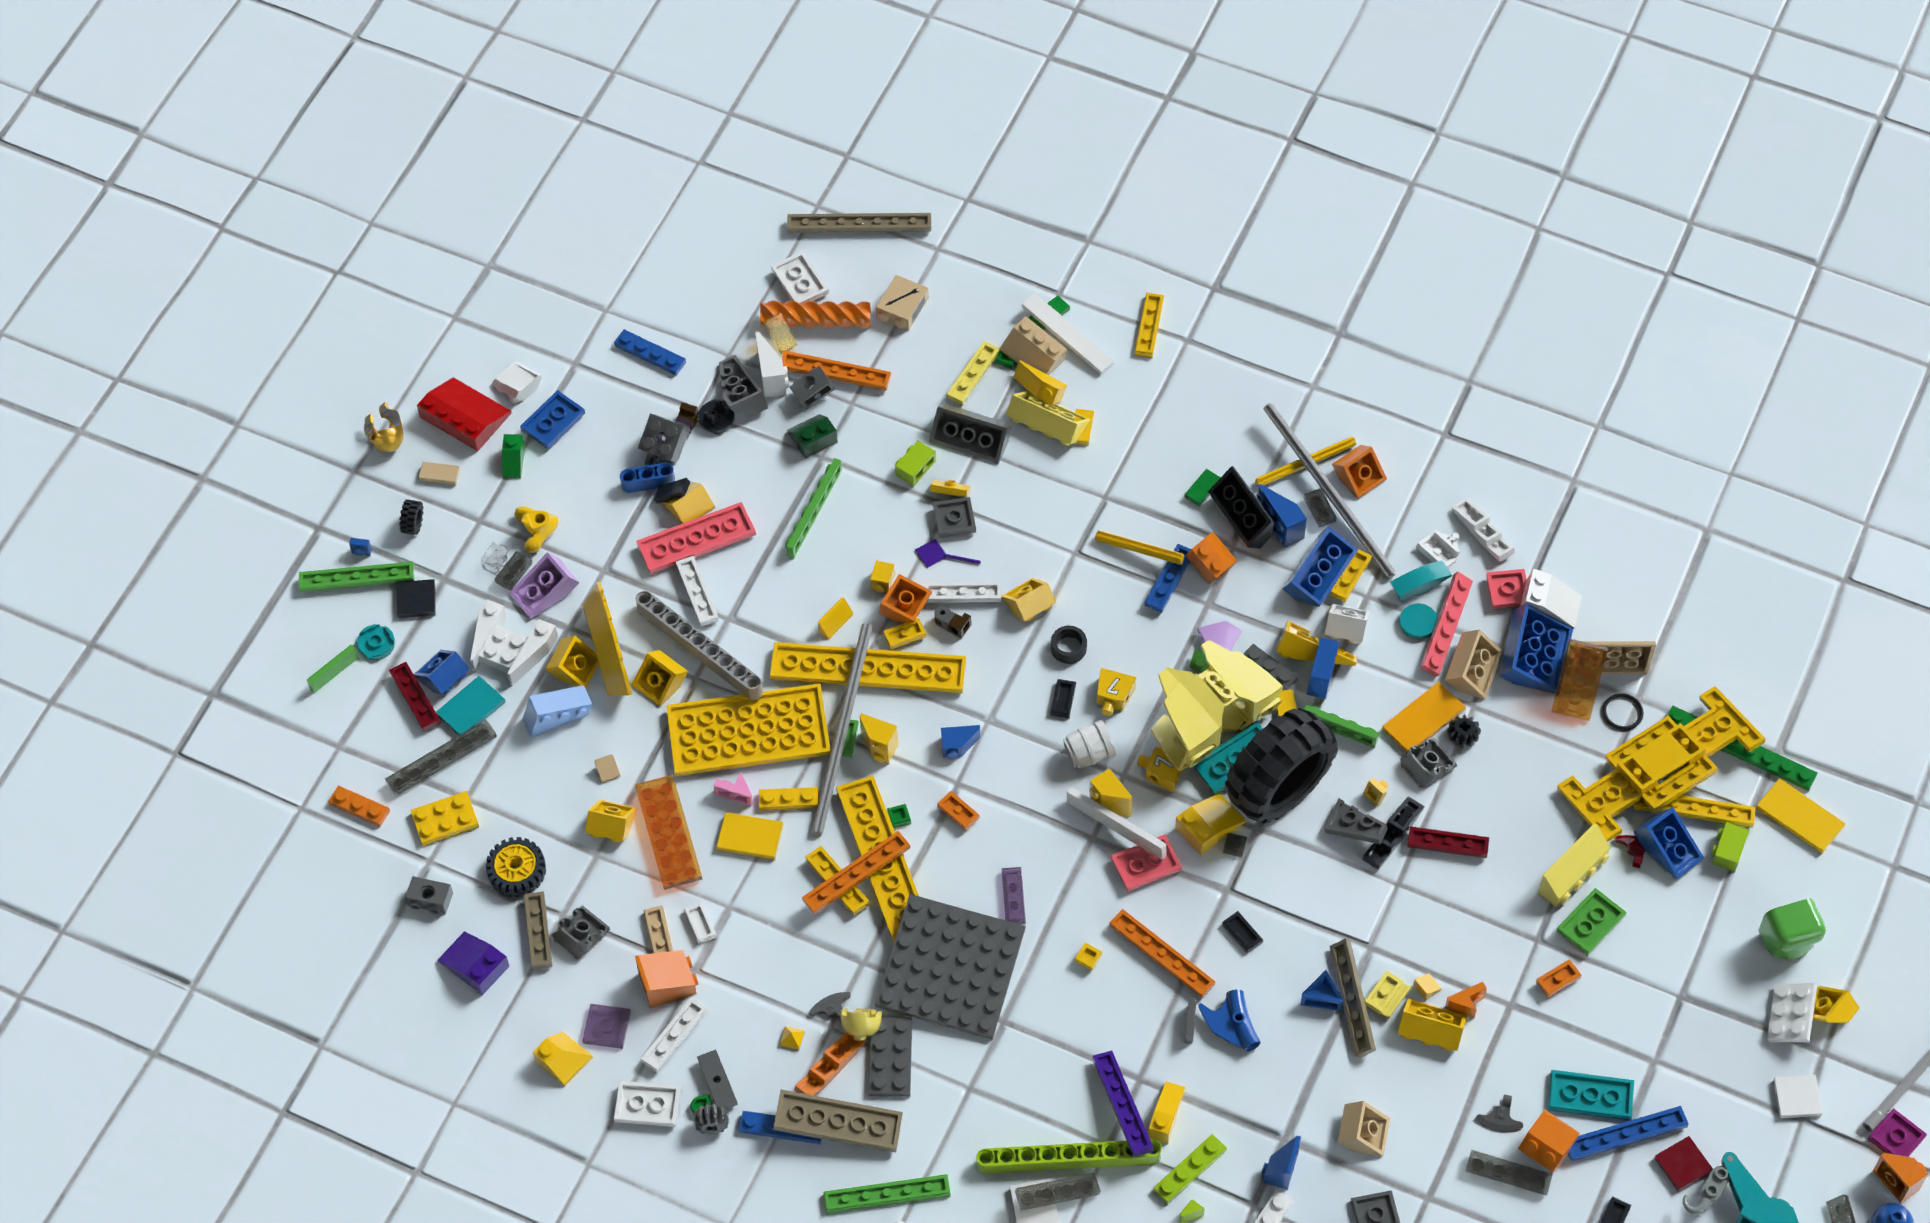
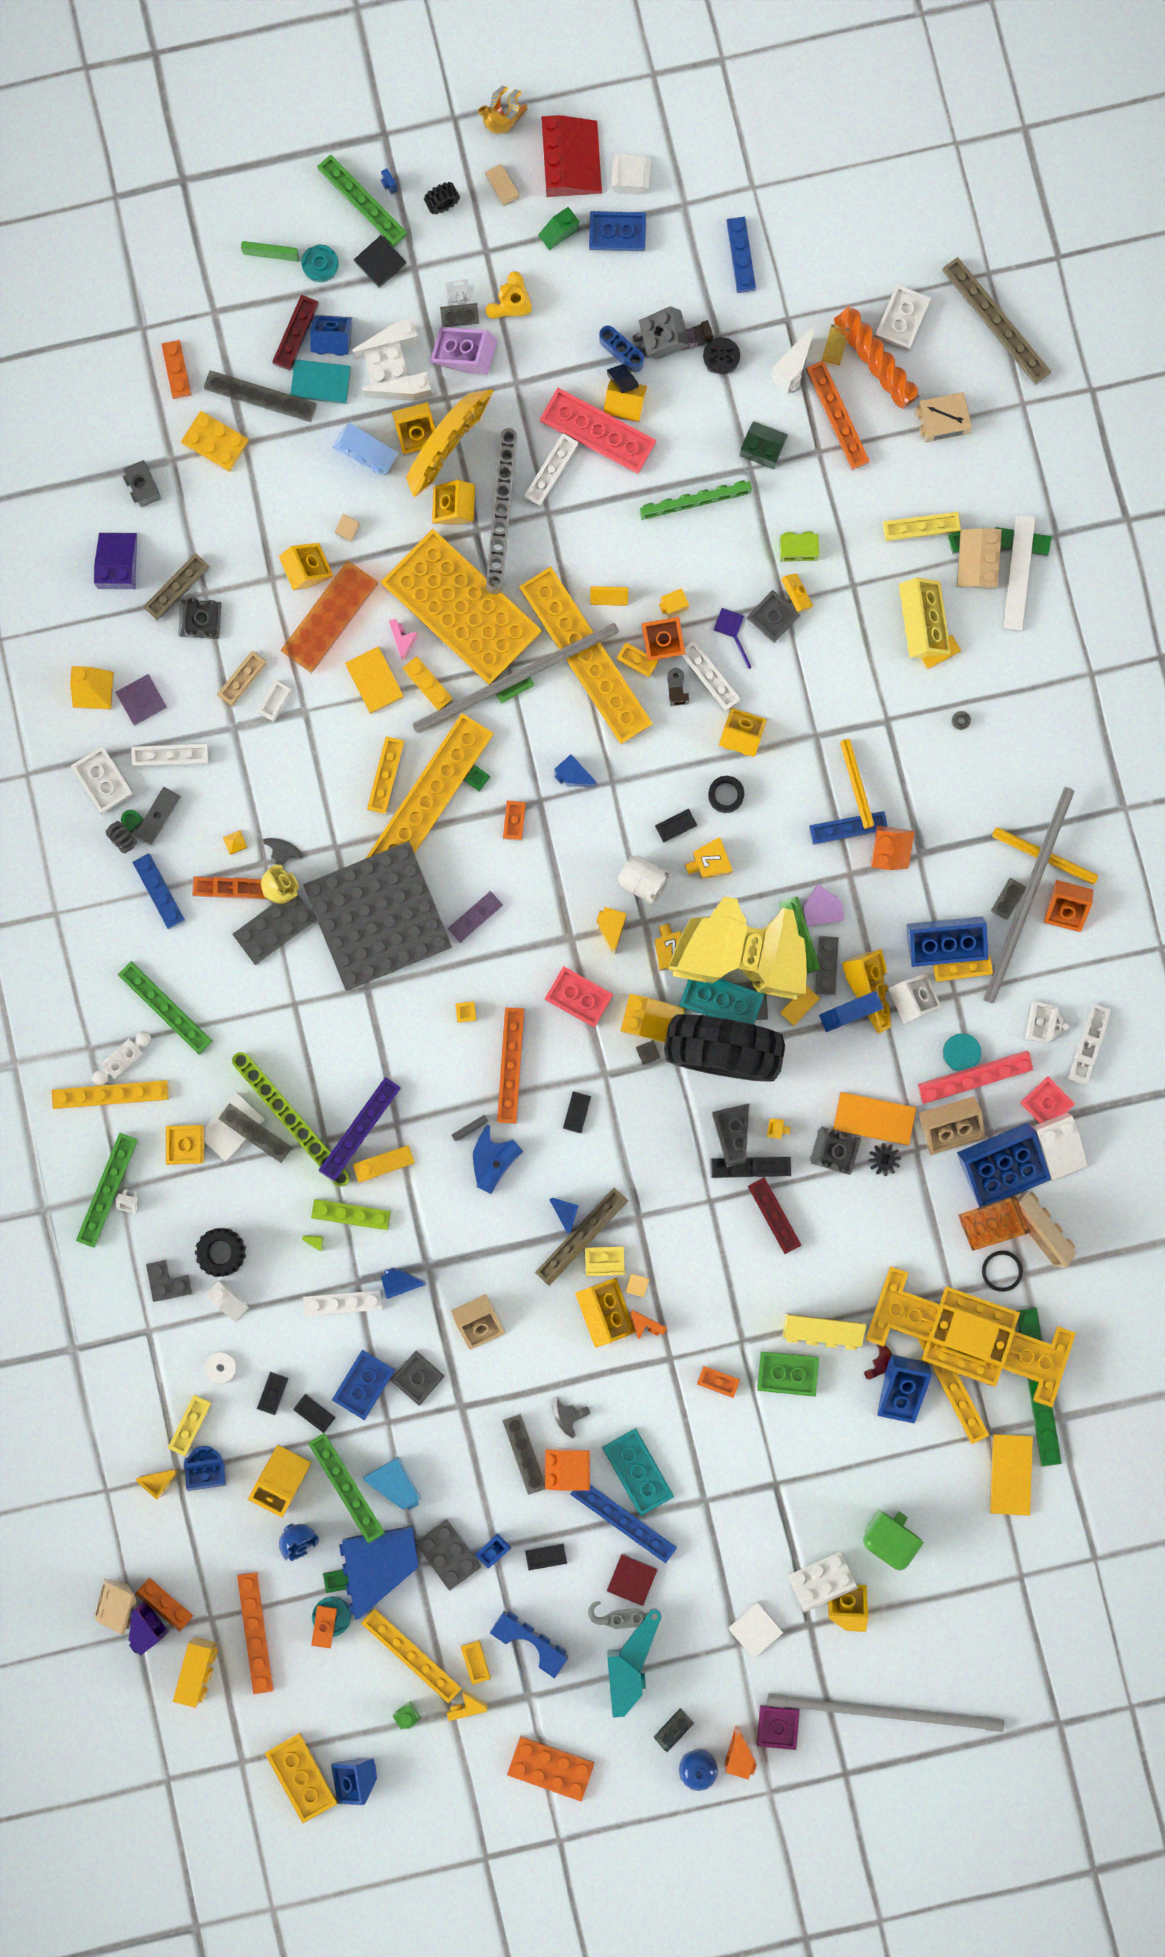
camera: 55 degrees right, 25 degrees up
(517, 880) = (214, 513): wheel -> none
(666, 976) = (207, 712): slope -> none
(740, 389) = (755, 358): dark grey wedge -> none
(821, 388) = (811, 417): dark grey brick -> none
(838, 1121) = (189, 930): dark tan plate -> none
(856, 872) = (398, 786): orange plate -> none
(879, 738) = (523, 714): yellow slope -> none
(970, 432) = (862, 568): dark grey slope -> none
(1040, 384) = (950, 589): yellow slope -> none
(1116, 823) = (591, 951): white tile -> none
(1149, 325) = (1082, 632): yellow tile -> none
(1149, 442) = (961, 714): none -> clear smoke plate
(1199, 490) = (956, 791): green tile -> none
(1242, 509) = (951, 840): black slope -> none
(1287, 516) = (972, 878): blue slope -> none
(1346, 727) = (817, 1067): bright green plate -> none
(1420, 580) = (999, 1028): teal slope -> none
(1730, 846) = (937, 1438): lime brick -> none

